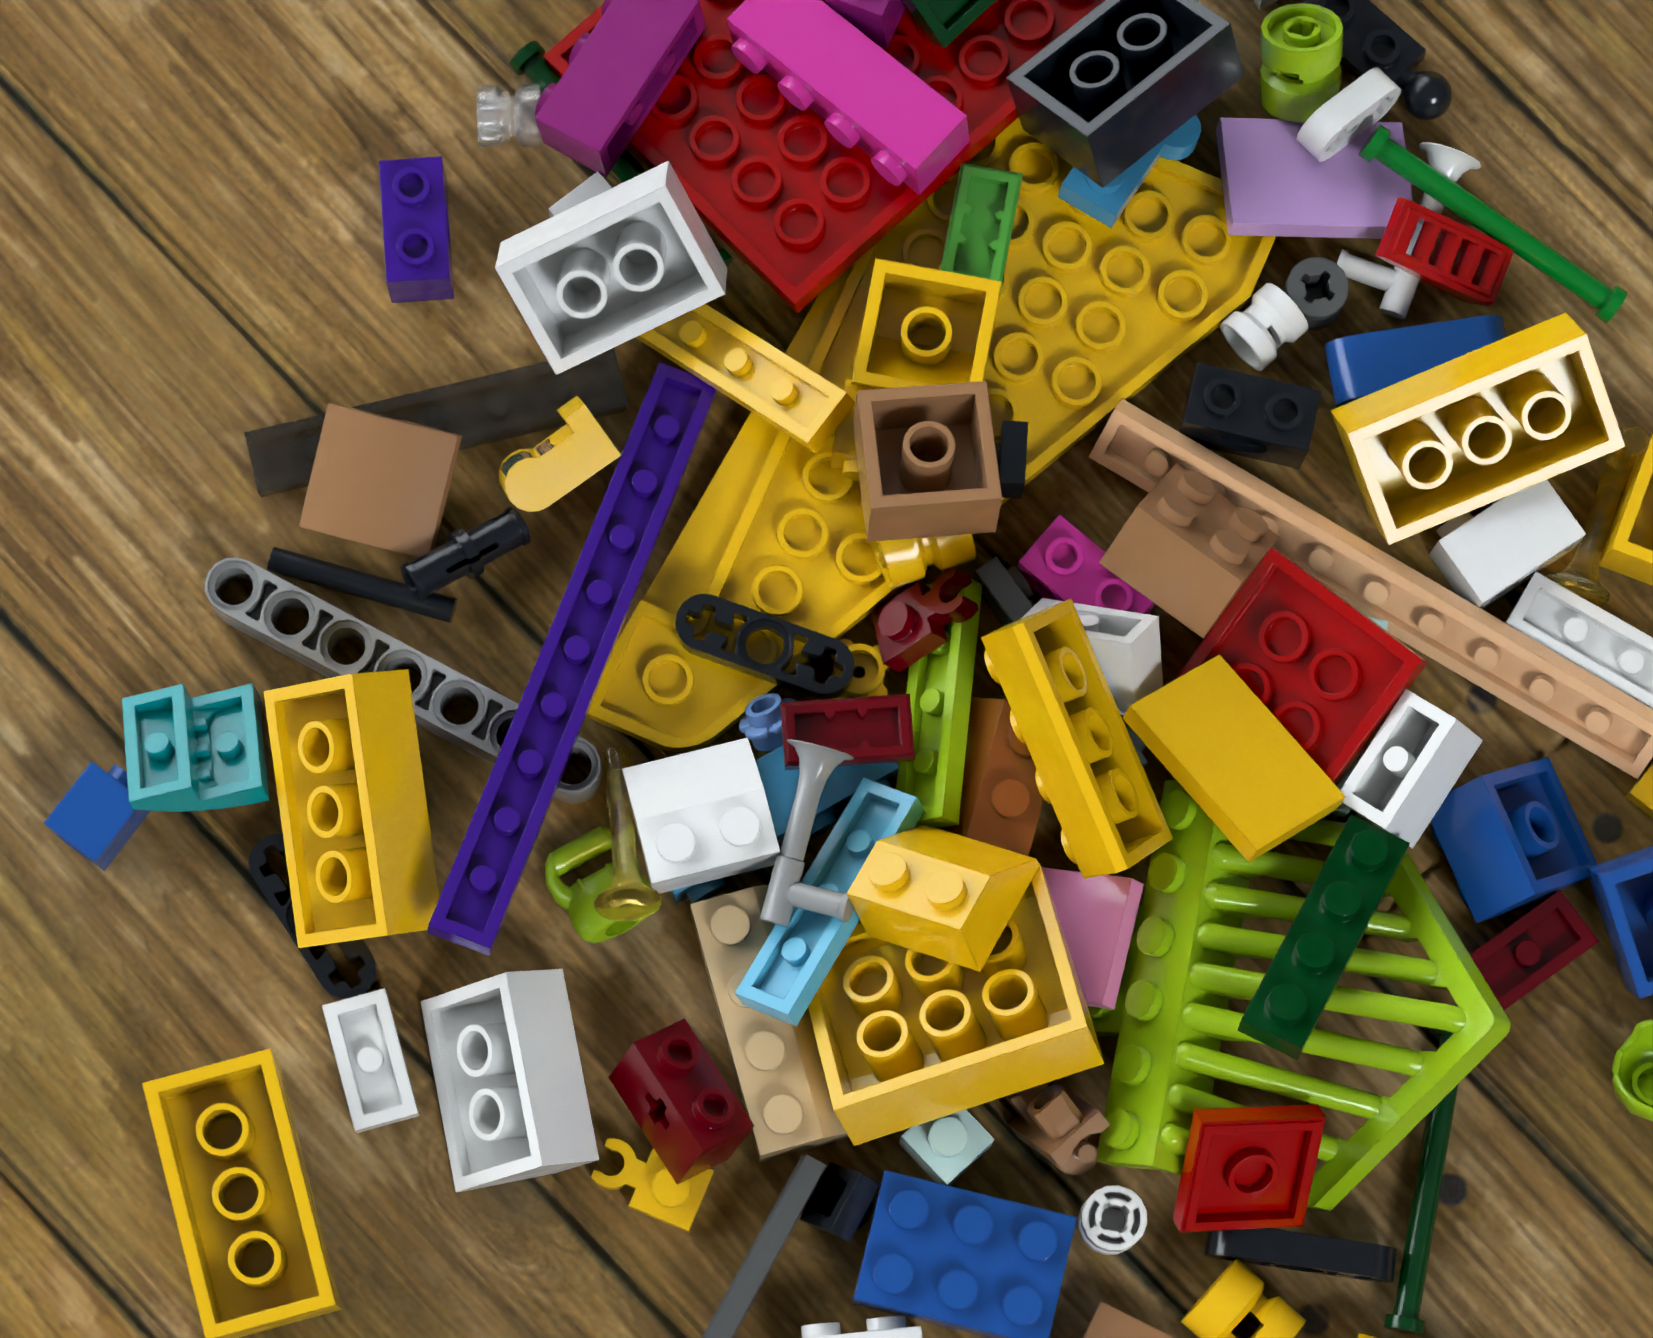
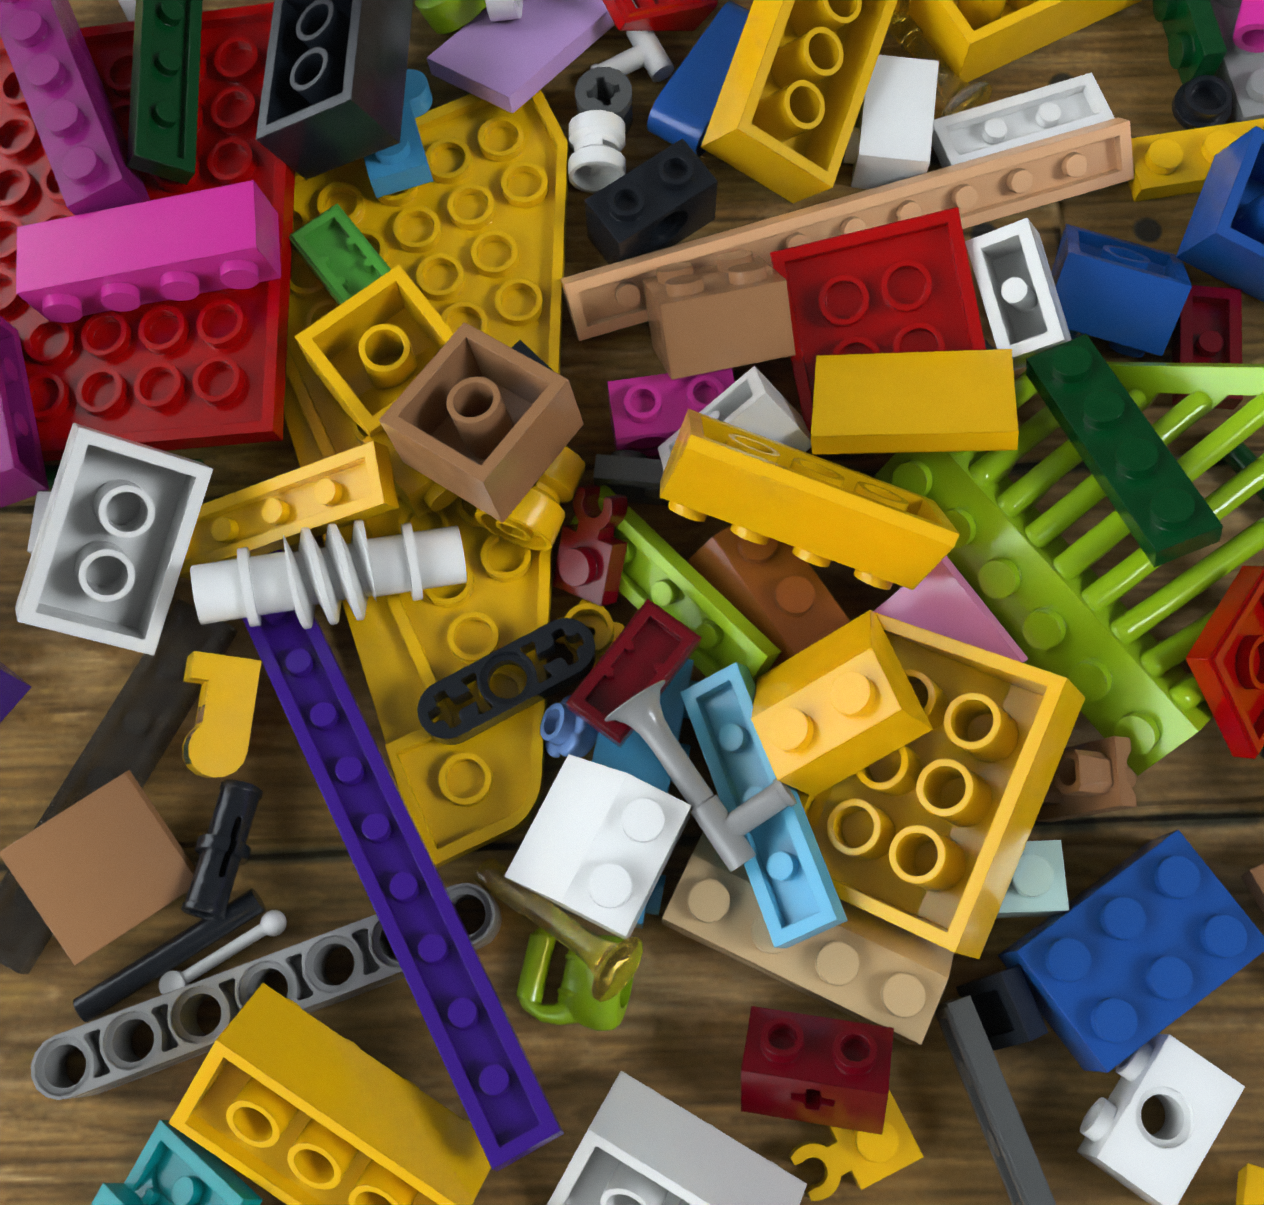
camera: 40 degrees left, 5 degrees down
(444, 636) = (271, 924): none -> white hinge
(726, 448) = (328, 574): none -> white piece
(1102, 1224) = (1169, 808): white wheel -> none

